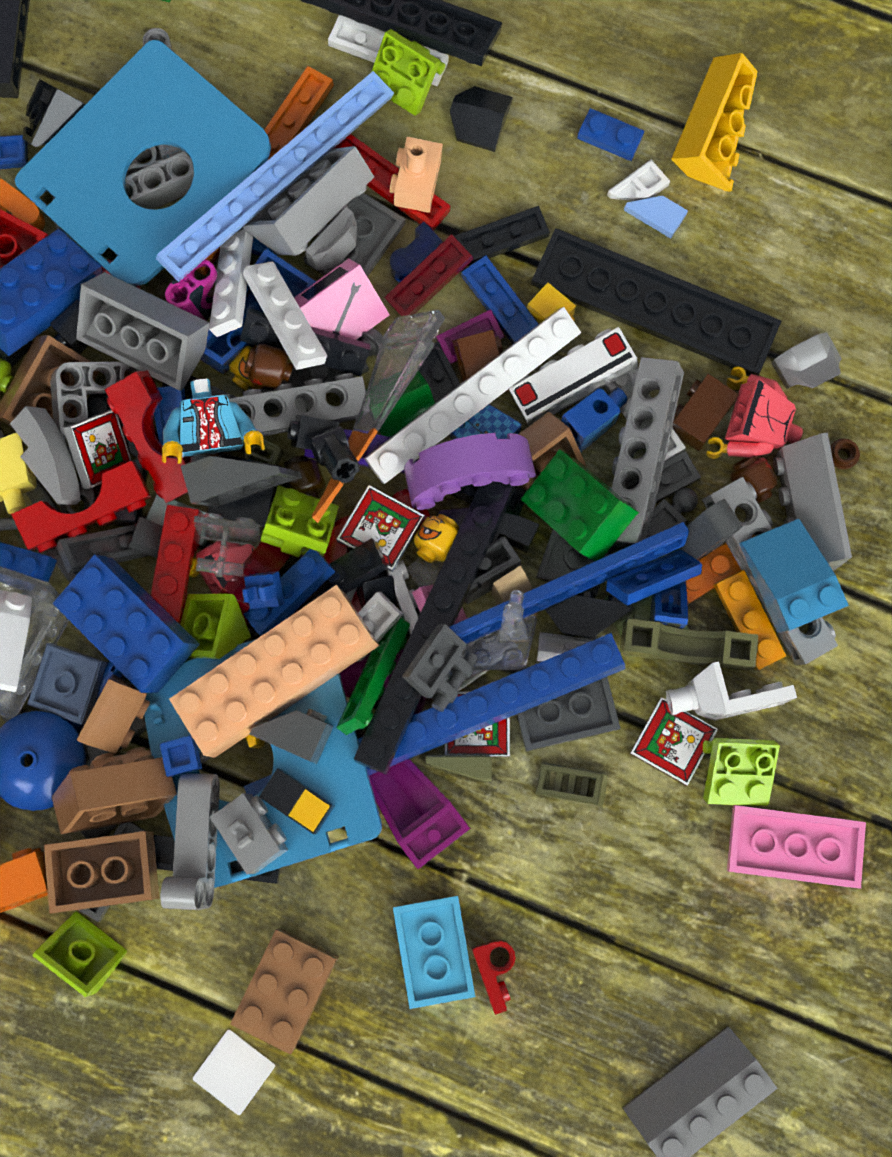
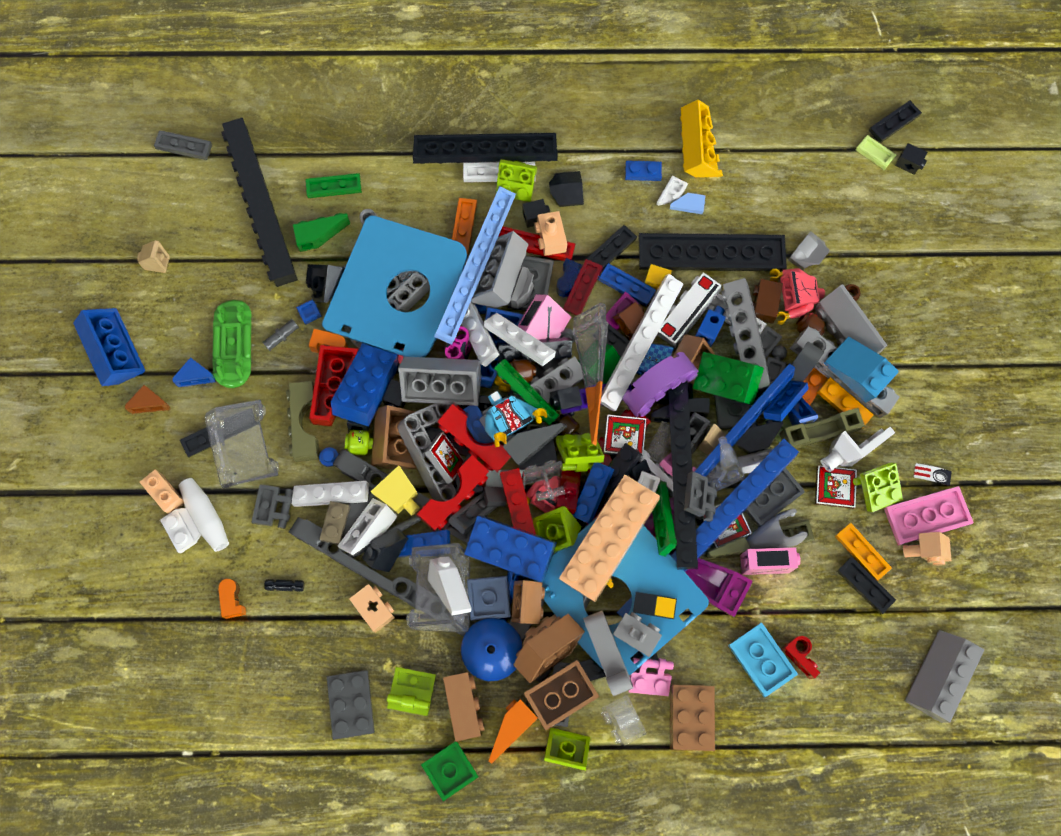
camera: 25 degrees left, 5 degrees down
(47, 454) = (420, 471): light grey slope -> none
(75, 37) = (315, 233): none -> green slope
(177, 950) = (623, 721): none -> clear brick
(180, 756) = (578, 608): blue tile -> none
(233, 1072) = (682, 779): white sticker -> none
(249, 910) = (652, 682): none -> bright pink plate
(255, 397) = (525, 390): none -> green plate
(263, 590) = (581, 495): blue tile -> none
(297, 733) = (638, 567): dark grey slope -> none
(334, 451) = (584, 401): black piece -> none
(412, 126) = (532, 209): none -> black brick
(435, 538) = (658, 428): yellow head -> none
(512, 809) = (769, 561): none -> bright pink brick
(534, 771) = (771, 535): none -> light grey animal
(646, 910) = (866, 585): none -> black plate
(666, 858) = (863, 551): none -> light orange plate
(772, 898) = (933, 548): none -> light nougat brick
(836, 786) = (932, 474): none -> sticker

